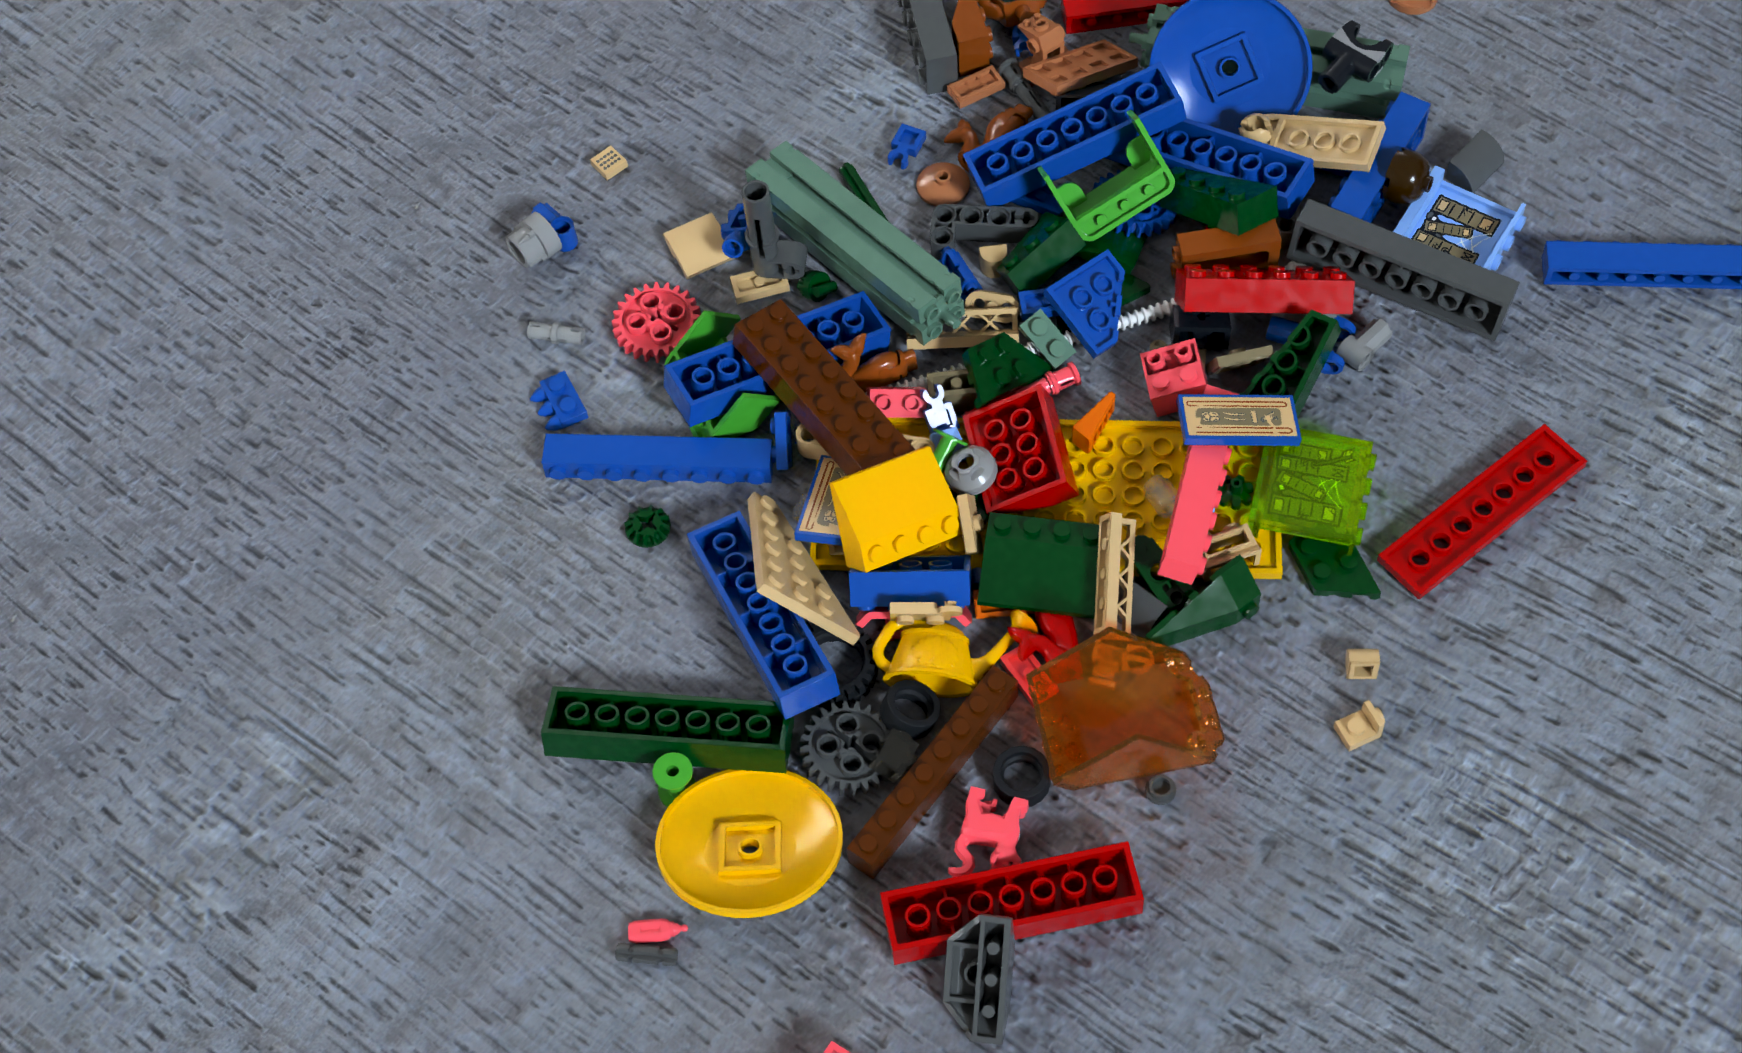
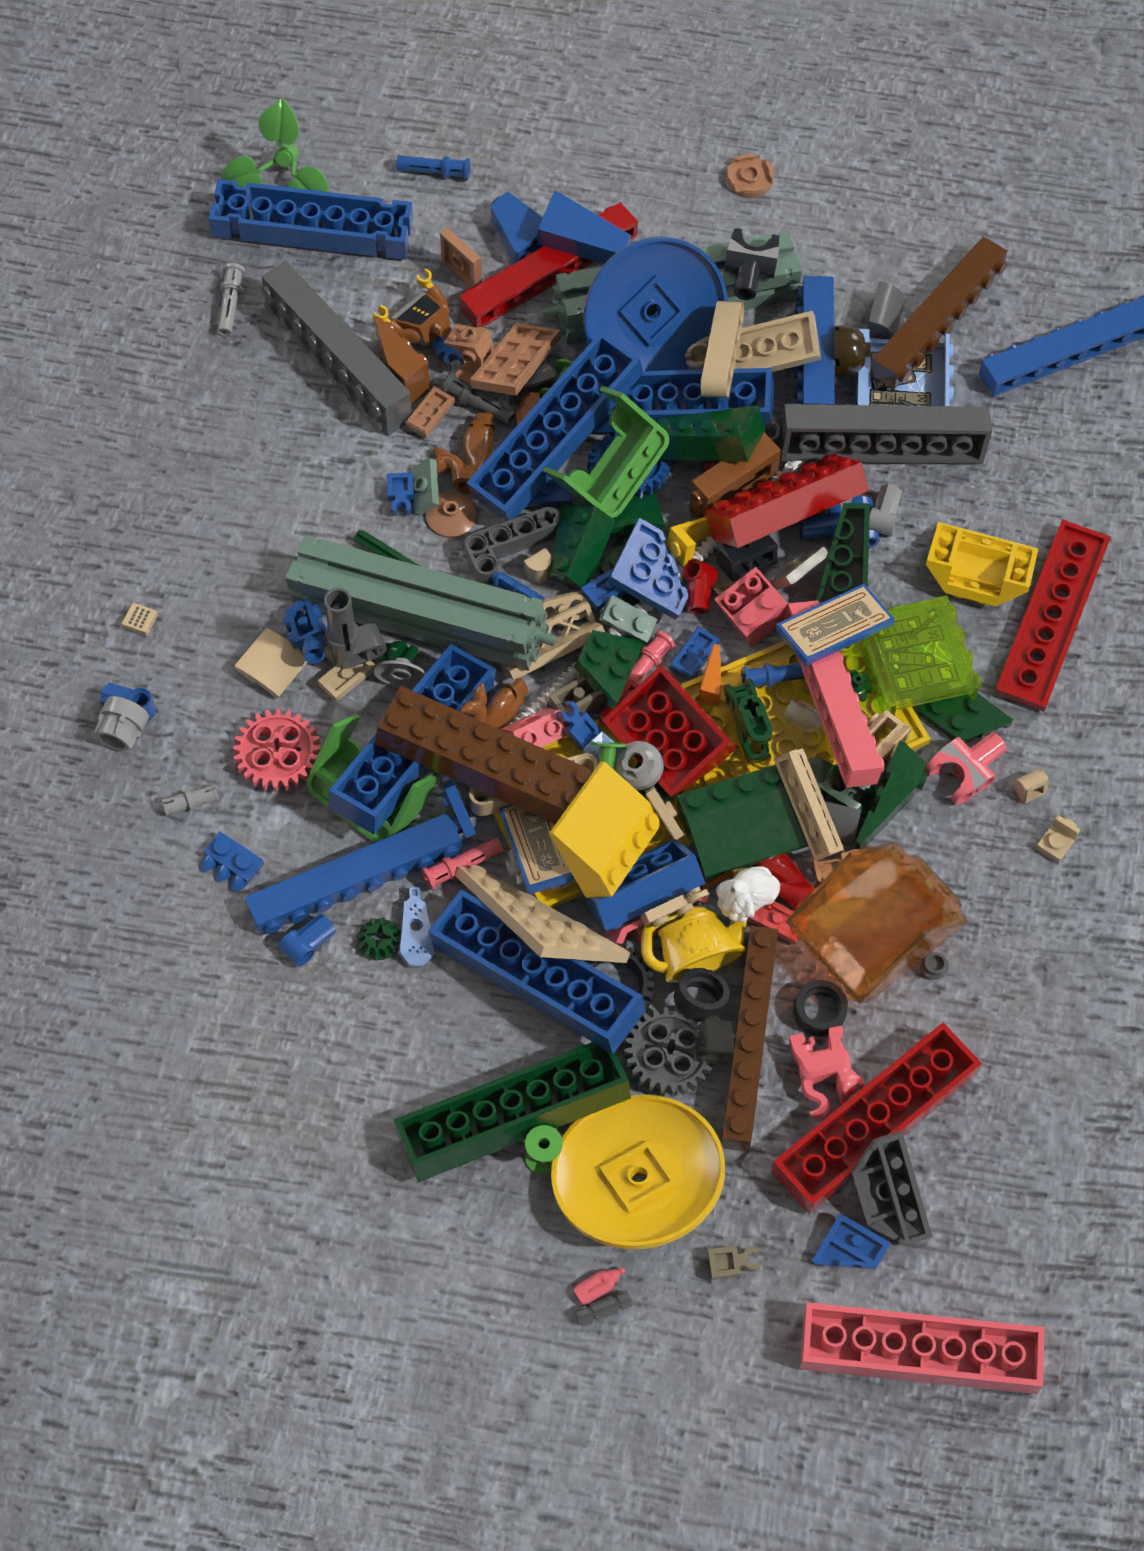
camera: 35 degrees left, 5 degrees up
(574, 499) = (302, 944): none -> blue piece
(676, 539) = (412, 938): none -> medium blue piece
(777, 491) = (448, 866): none -> coral pin
(787, 969) = (726, 1262): none -> dark tan plate
(801, 296) = (399, 673): none -> light grey dish
(915, 1014) = (851, 1246): none -> blue wing
(931, 149) = (425, 486): none -> sand green plate
(1006, 632) = (747, 893): none -> white hair
(1086, 398) = (694, 654): none -> blue plate
(1104, 473) = (750, 719): none -> dark green piece
(1140, 332) = (701, 579): none -> red piece
(1148, 285) = (683, 538): none -> yellow bracket
(1151, 444) = (770, 675): none -> blue pin
(1274, 124) = (722, 349): none -> tan beam
(1307, 614) = (968, 764): none -> coral connector
(1430, 431) = (980, 565): none -> yellow slope
(1528, 181) = (938, 313): none -> reddish brown brick

